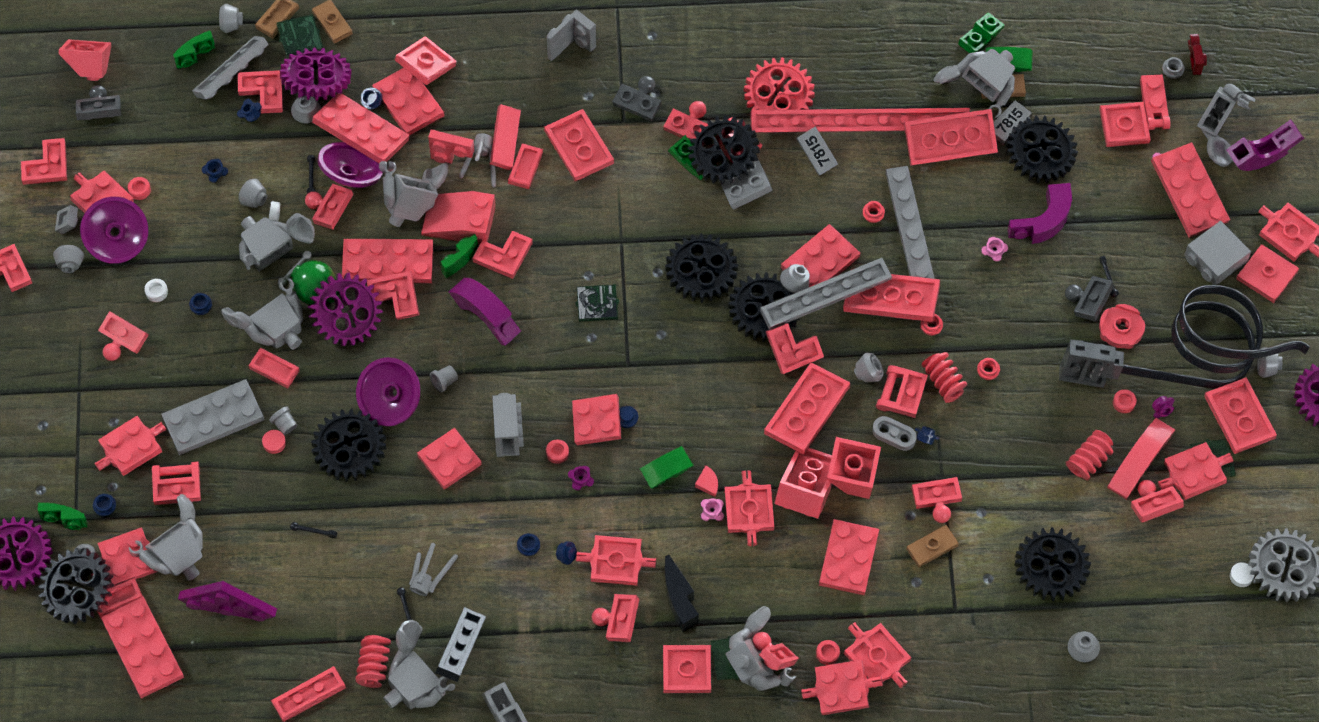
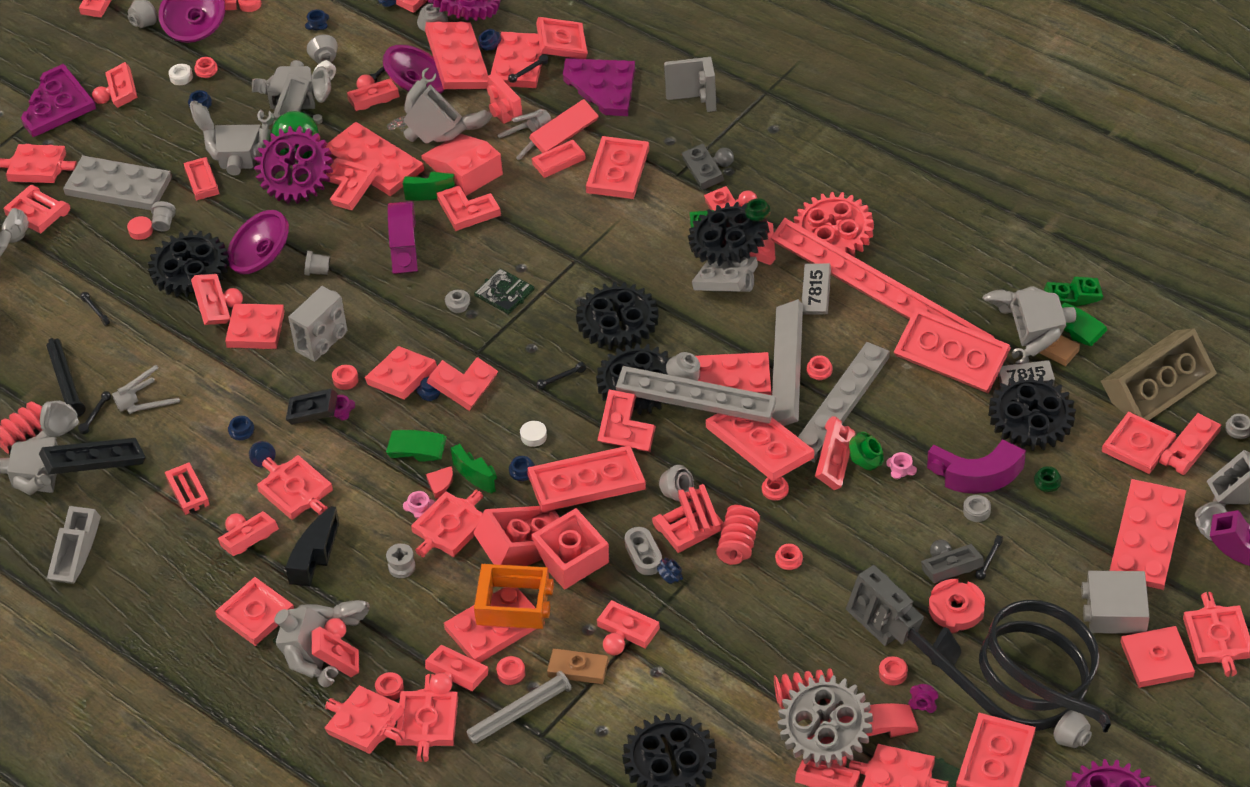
camera: 45 degrees right, 15 degrees down
(85, 382) = (56, 101): none -> magenta plate
(172, 266) = (205, 67): none -> coral plate
(282, 253) = (292, 95): none -> light grey tile
(356, 600) = (64, 376): none -> black axle
(377, 216) = (399, 122): none -> clear plant
(403, 459) = (212, 300): none -> coral plate
(434, 90) = (543, 59): none -> black hinge
(492, 79) = (602, 82): none -> magenta plate
(536, 625) = (194, 503): none -> coral tile
(566, 492) = (311, 406): none -> black plate
(575, 340) = (457, 301): none -> light grey plate
(652, 398) = (461, 387): none -> coral plate
(698, 357) = (580, 368): none -> black hinge
(733, 399) = (533, 433): none -> white tile
(733, 456) = (474, 470): none -> green slope
(737, 119) = (757, 209): none -> dark green plate
(748, 564) = (406, 563): none -> light grey wheel
(753, 432) = (518, 468): none -> dark blue plate
(838, 545) = (513, 577): none -> orange window
(848, 220) = (787, 362): none -> light grey tile
(861, 608) = (453, 667): none -> coral plate
(893, 581) = (510, 670): none -> coral tile
(912, 372) = (694, 494): none -> coral tile
(927, 602) = (519, 708): none -> light grey axle
(947, 270) = (834, 453): none -> coral plate
(967, 255) = (866, 451): none -> green plate
(1068, 246) = (976, 508): none -> light grey tile
(1094, 63) = (1160, 375): none -> dark tan slope
(1096, 188) = (1047, 479): none -> dark green plate
(1110, 466) = (845, 735): none -> light grey gear
(1143, 360) = (947, 646): none -> black slope

